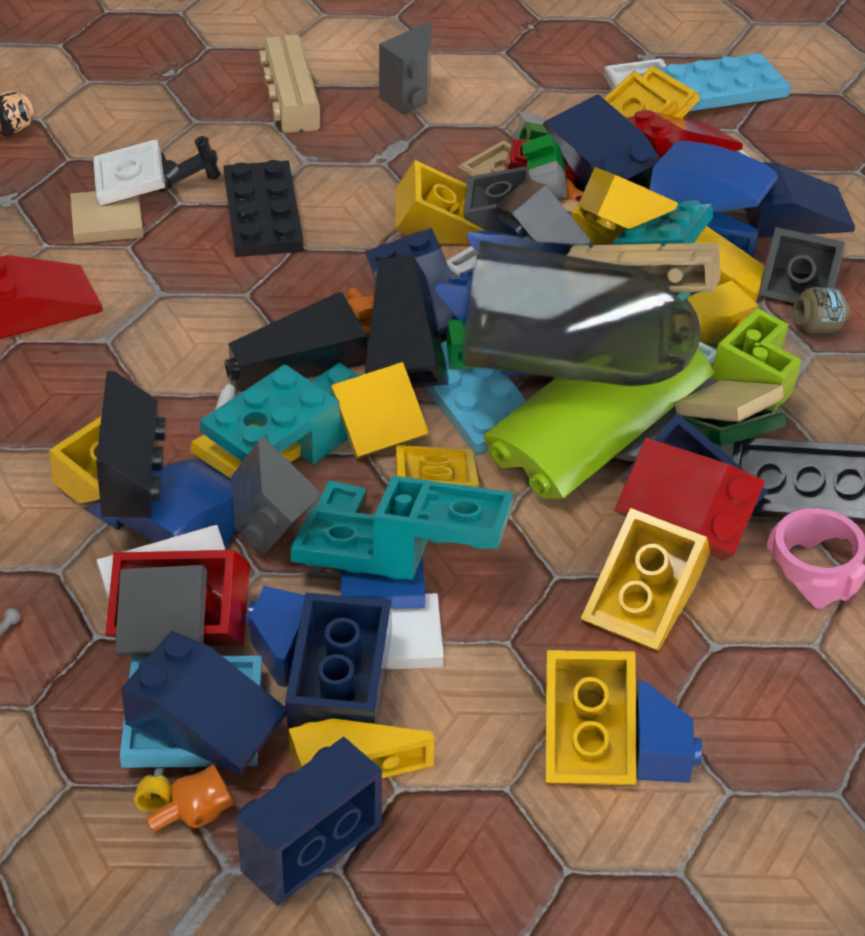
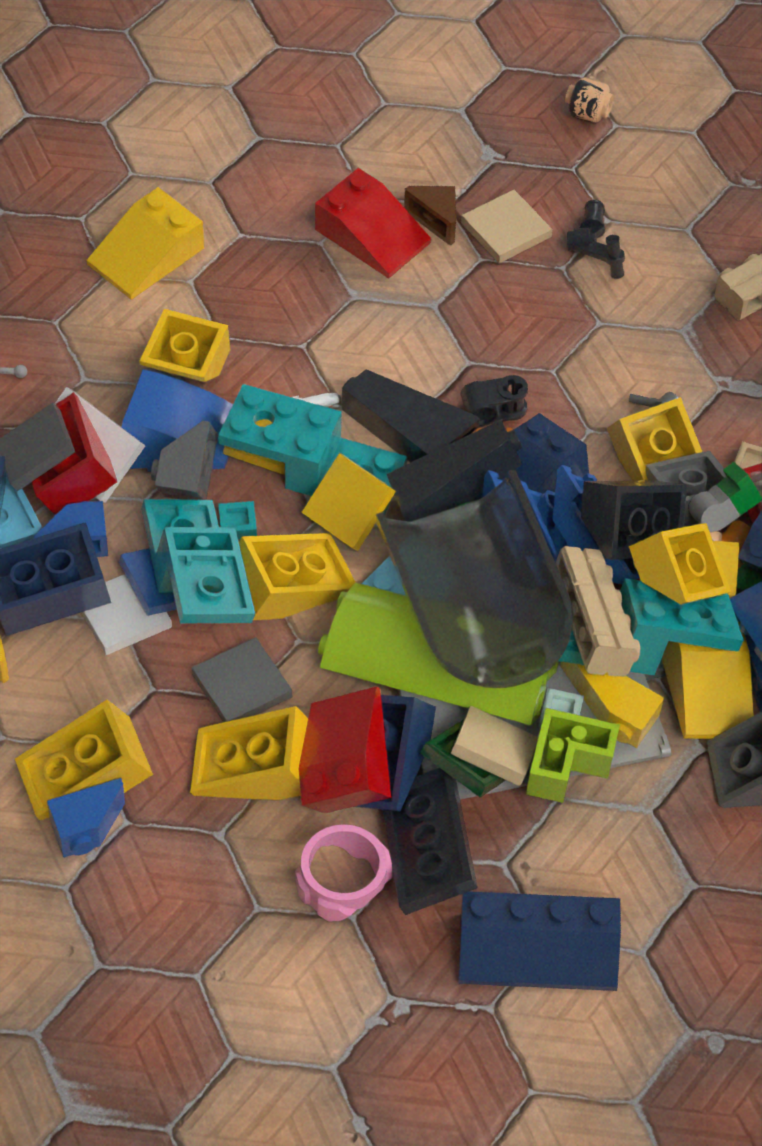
camera: 65 degrees right, 10 degrees up
(59, 242) = (434, 209): none -> reddish brown slope
(128, 172) = (555, 212): white tile -> none
(129, 450) = (168, 347): black slope -> none
(262, 208) = (588, 325): black plate -> none
(313, 280) = (493, 401): none -> black piece
(385, 194) = (652, 402): none -> dark grey hand
(542, 567) = (242, 681): none -> dark grey tile
(821, 310) = (697, 794): dark tan head -> none

